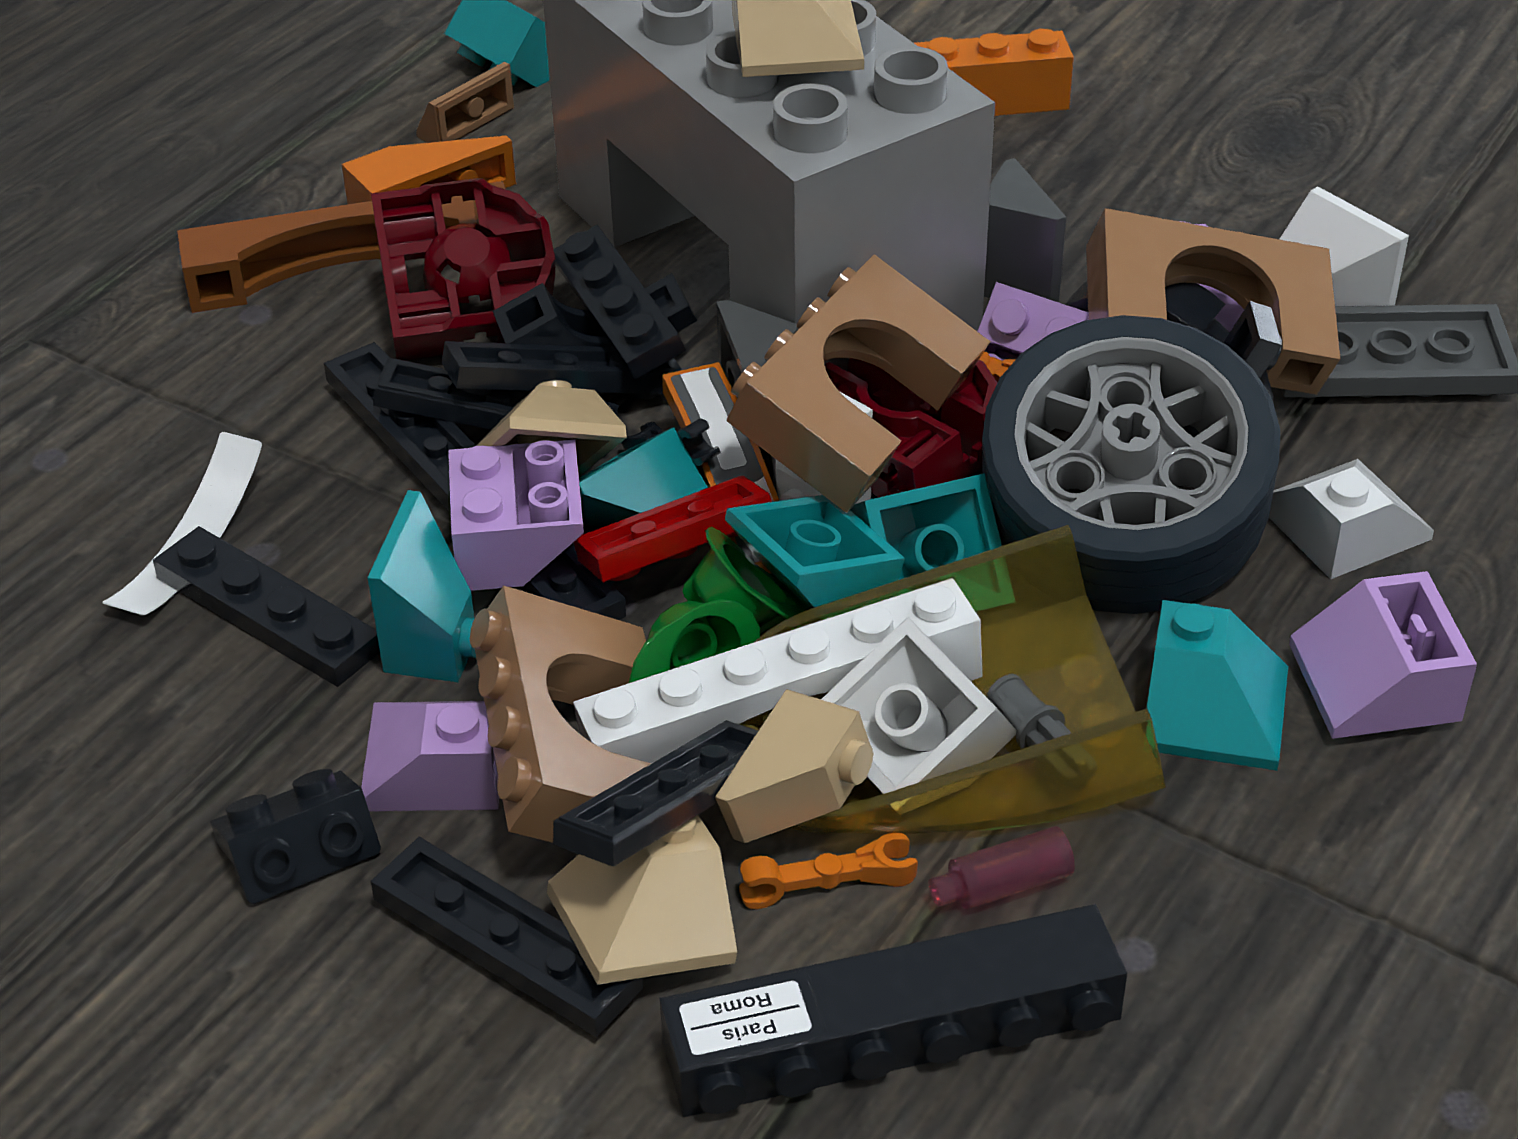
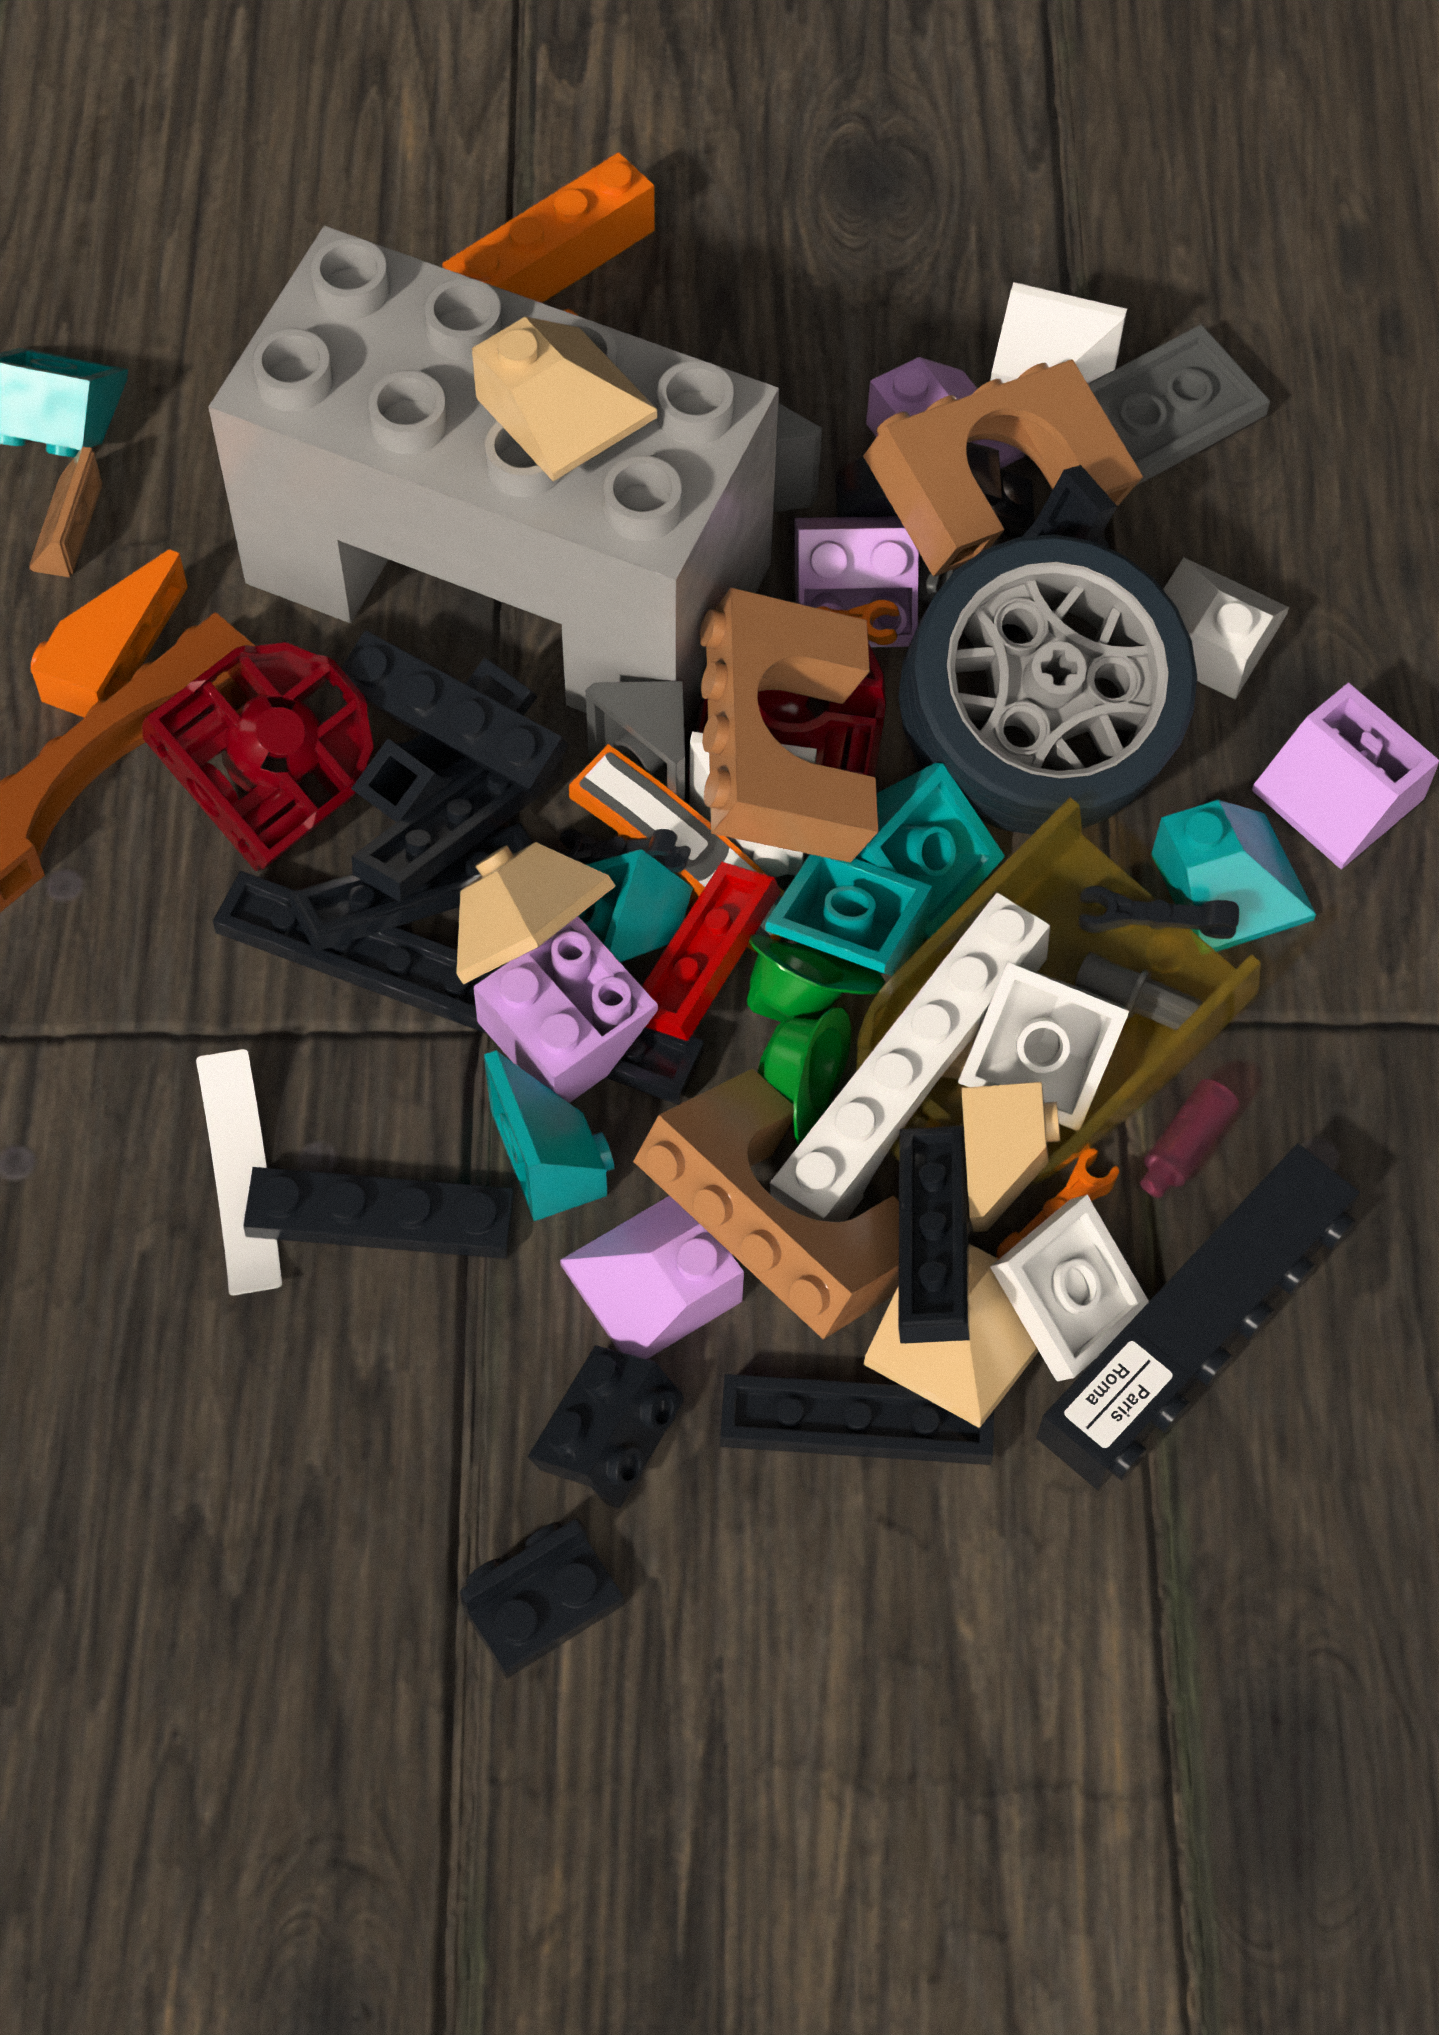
camera: 35 degrees left, 20 degrees up
(119, 924) = (539, 1596): none -> black bracket
(773, 904) = (1070, 1287): none -> white plate
(1074, 662) = (1213, 918): none -> black piece

